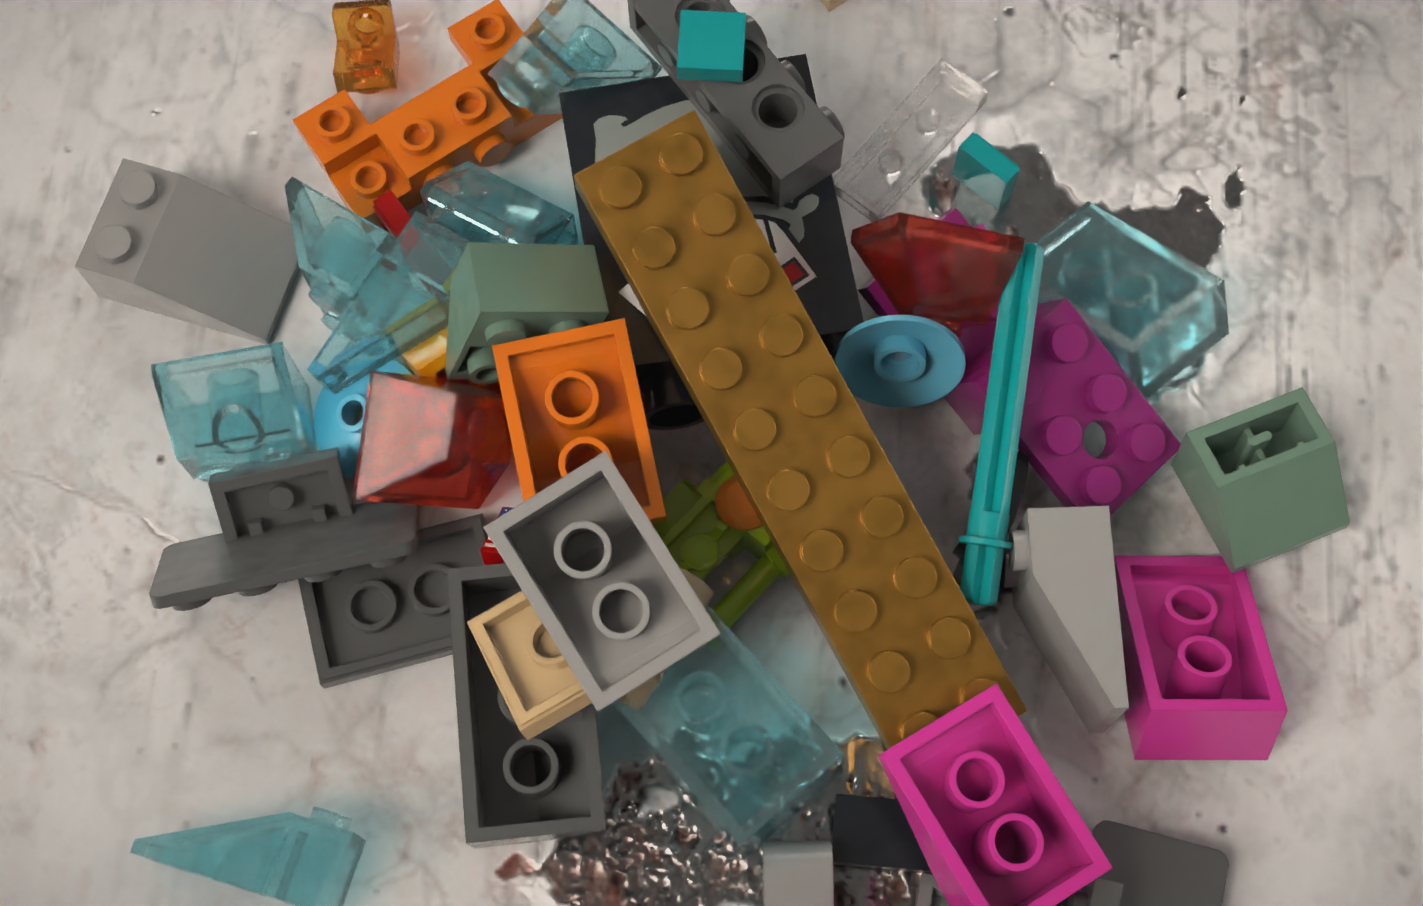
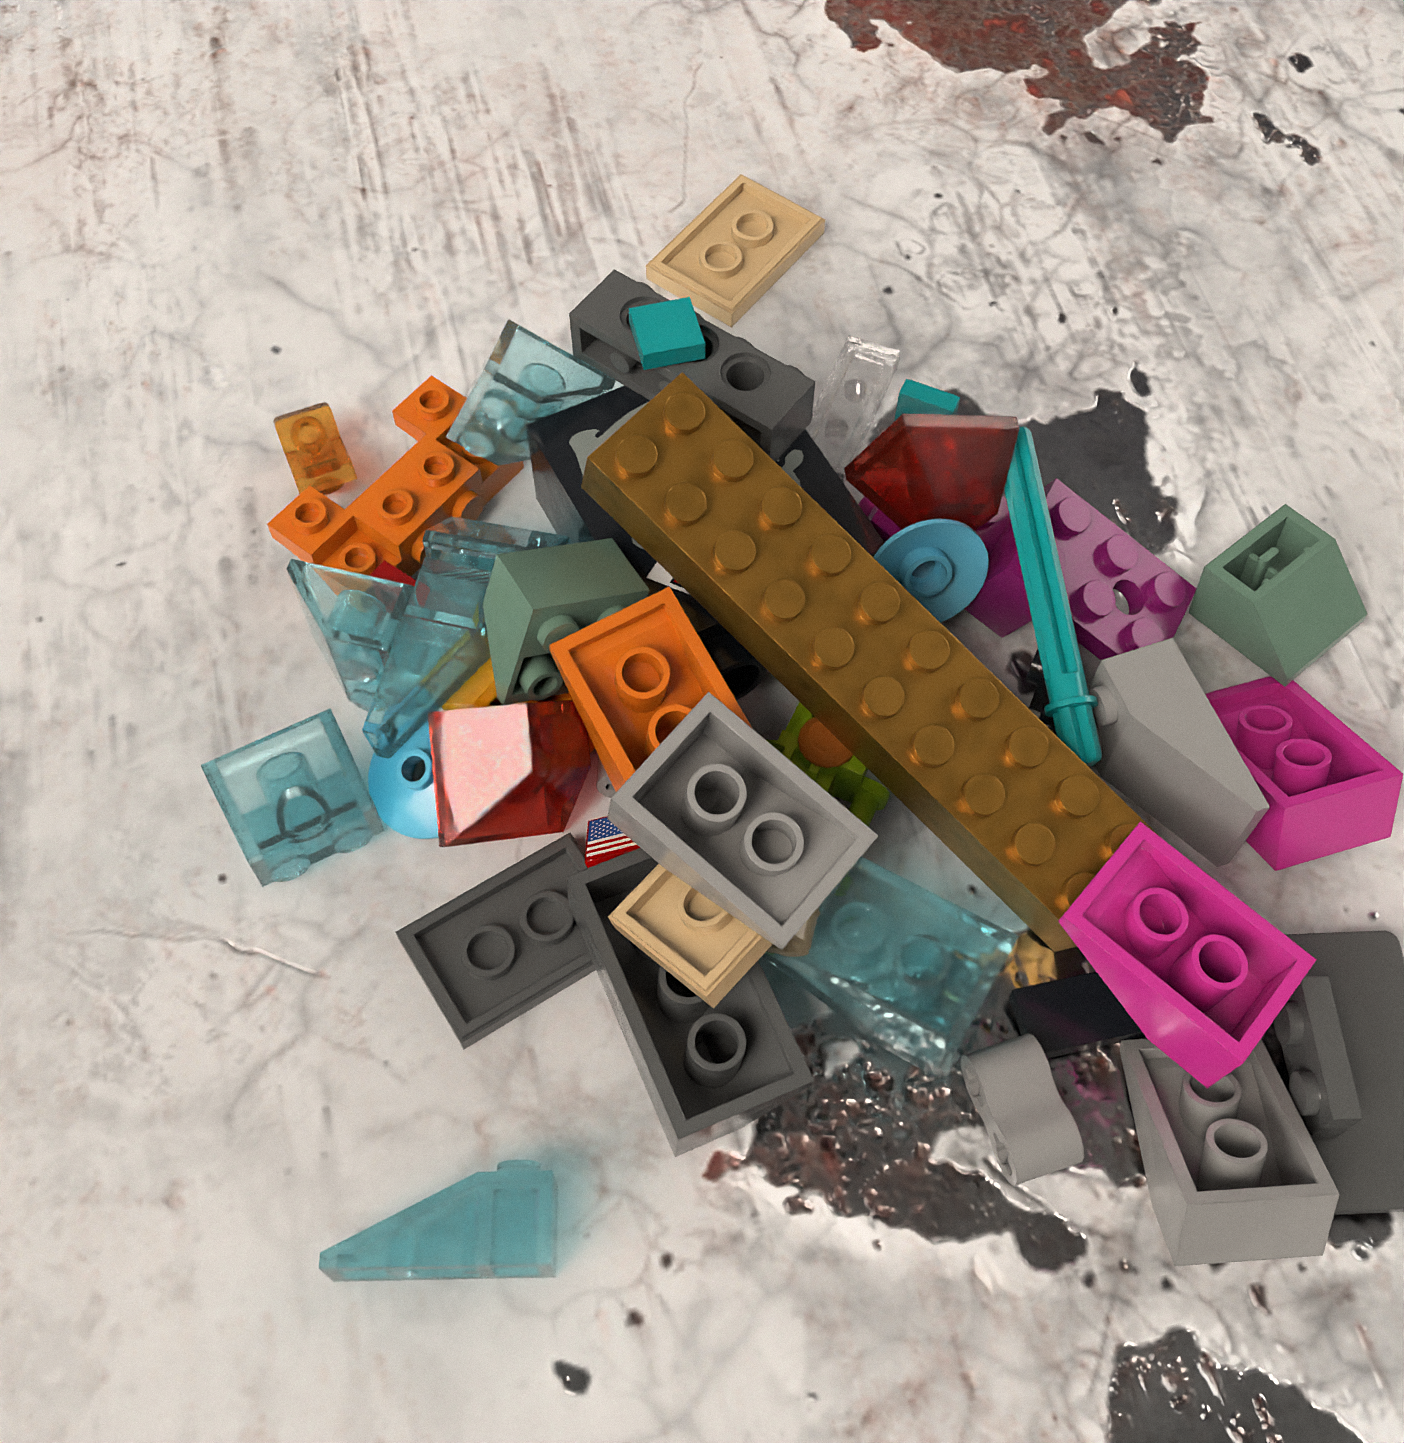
camera: 20 degrees left, 10 degrees down
(189, 253) = (195, 673): light grey slope -> none
(282, 526) = (375, 894): dark grey bracket -> none
(1134, 294) = (1122, 472): clear light blue slope -> none

